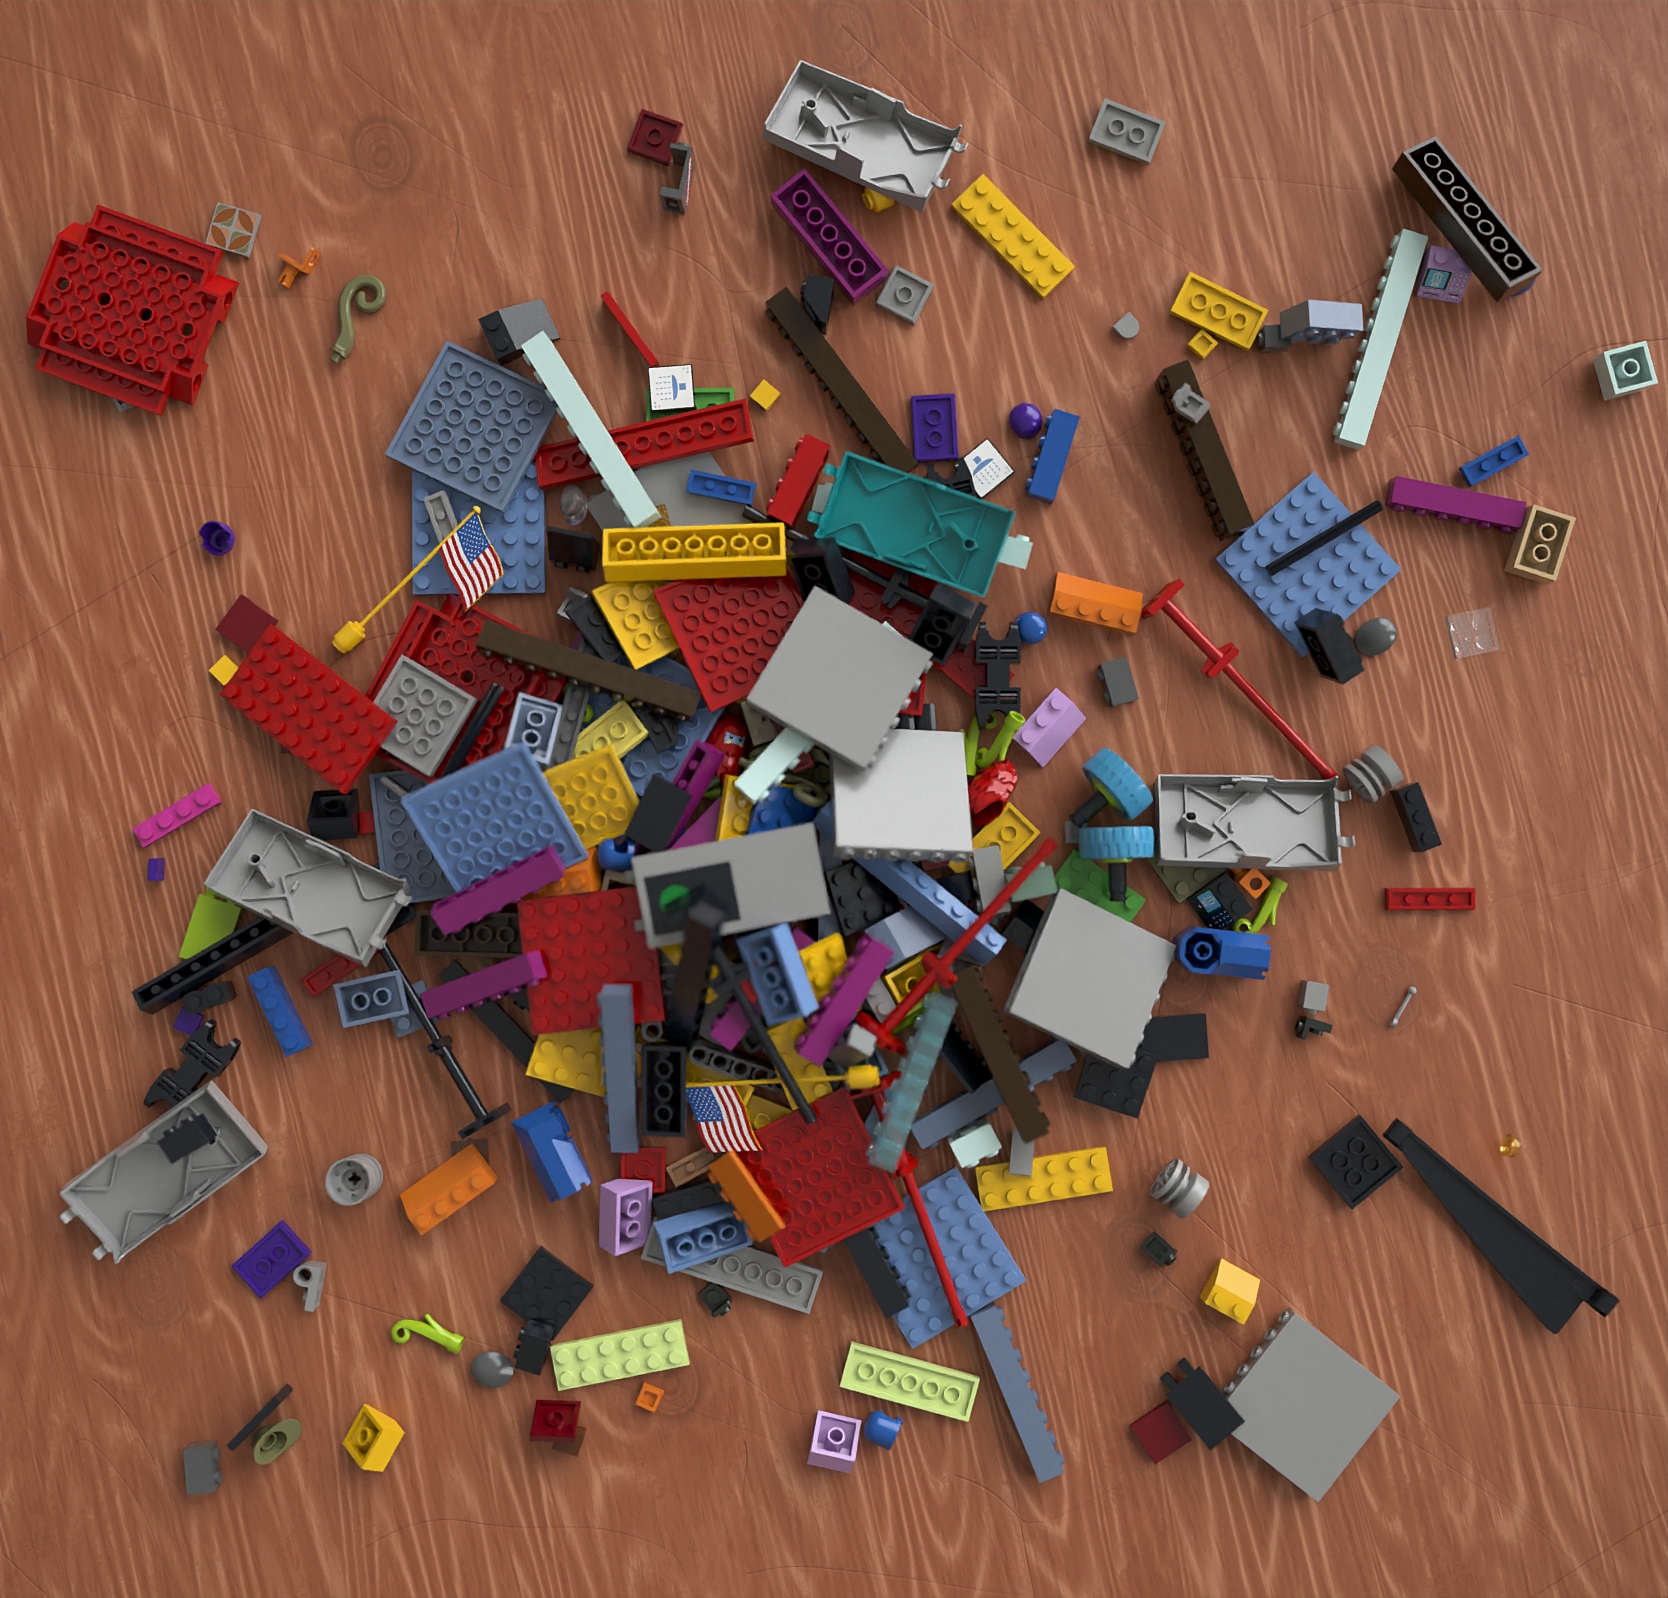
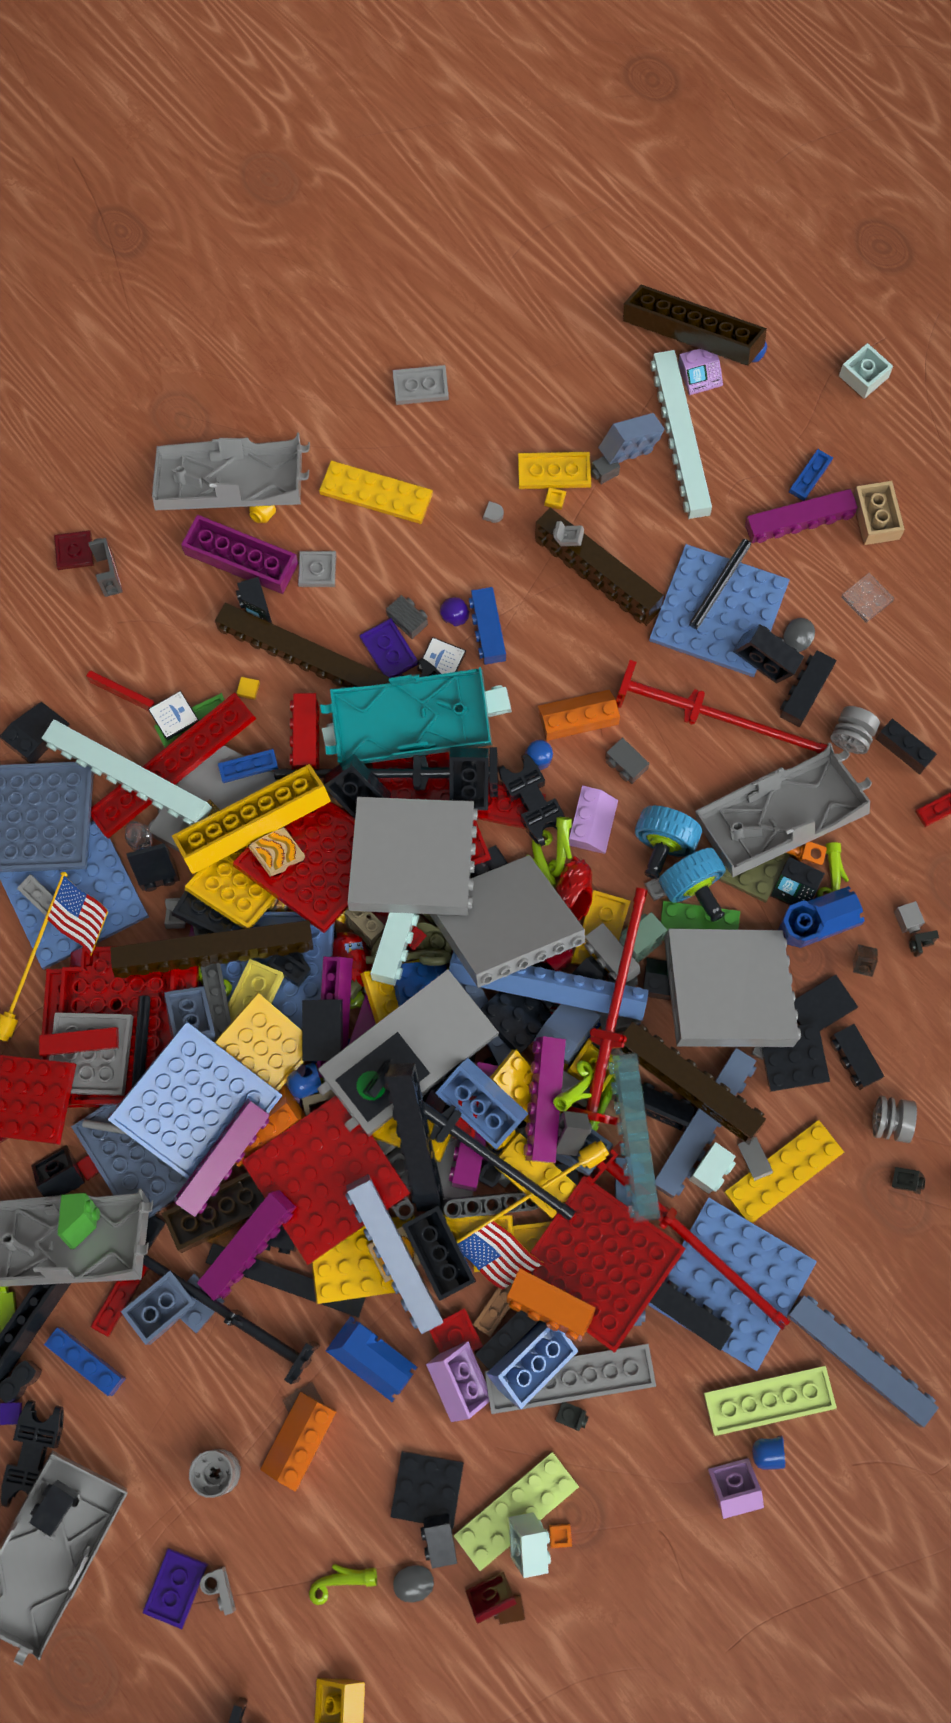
camera: 20 degrees left, 15 degrees down
(329, 876) = (77, 1218): none -> bright green slope
(411, 699) = (79, 1041): none -> red tile
(613, 1396) = (529, 1545): none -> light aqua brick
(703, 602) = (276, 851): none -> slope
(860, 1013) = (566, 1099): none -> lime plant
(972, 401) = (407, 616): none -> dark grey brick
(1178, 1106) = (856, 1057): none -> black brick
(1242, 1017) = (865, 960): none -> clear smoke brick
(1350, 701) = (808, 688): none -> black brick

